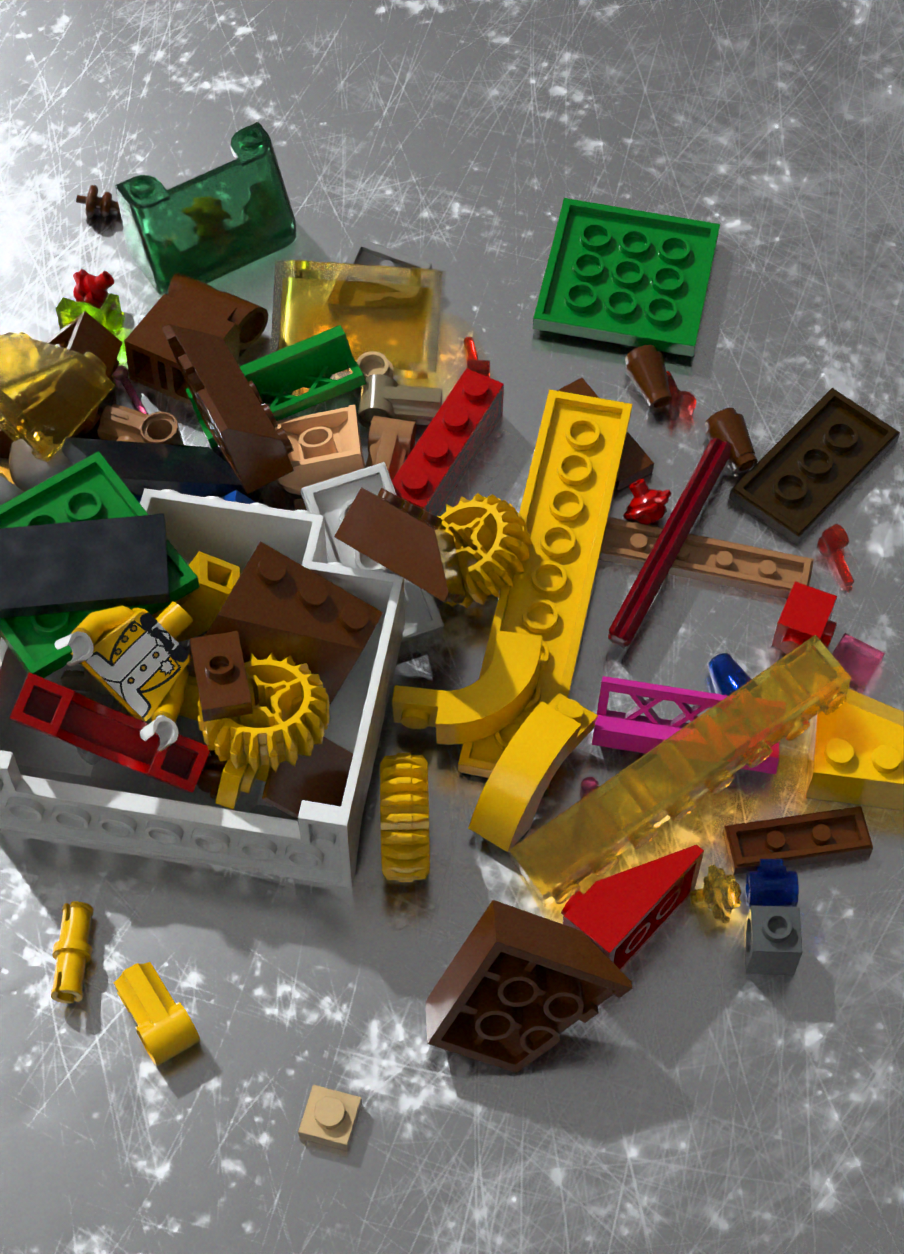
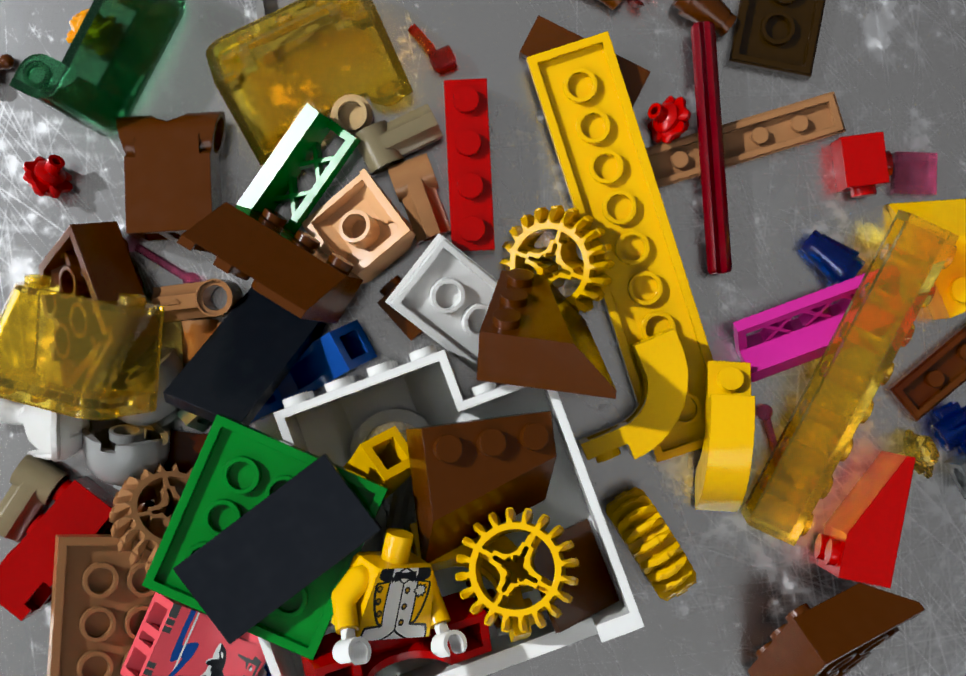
camera: 30 degrees left, 30 degrees up
(108, 315) = (63, 212): clear neon green bracket -> none
(221, 676) = (471, 574): reddish brown plate -> none
(830, 544) = (839, 65): clear red hand -> none

